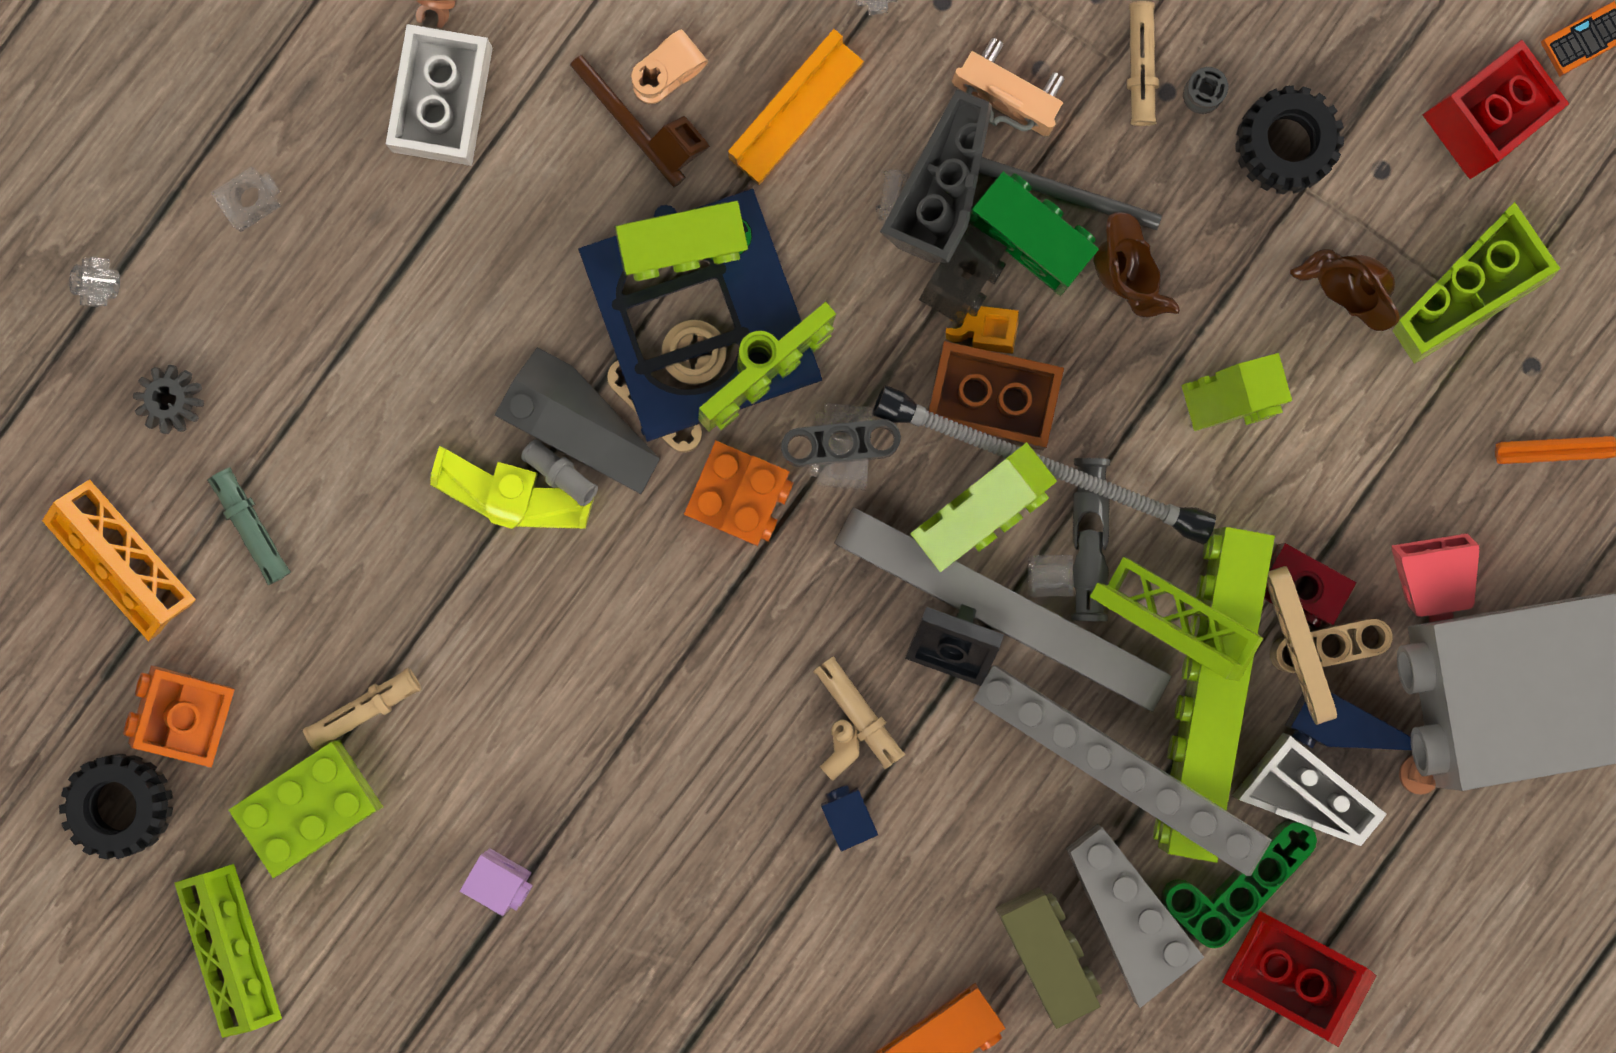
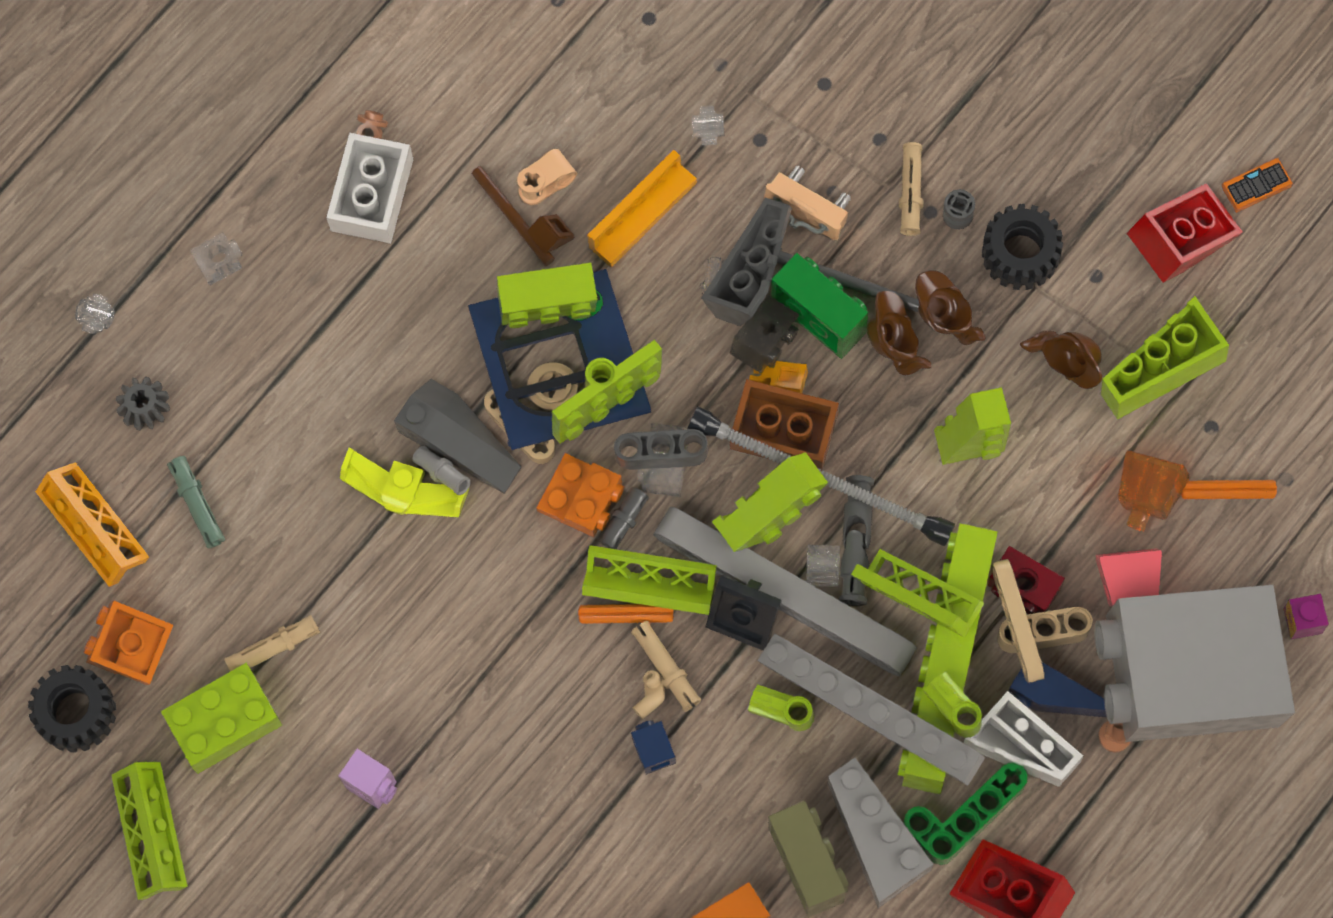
camera: 10 degrees right, 15 degrees down
(795, 524) = (624, 518): none -> dark grey pin
(804, 646) = (624, 614): none -> orange axle
(832, 611) = (649, 585): none -> lime fence
(1001, 759) = (778, 707): none -> lime piece
(1195, 229) = (945, 307): none -> reddish brown hair
(1227, 766) = (953, 703): none -> lime piece
(1458, 457) = (1150, 488): none -> clear orange torso

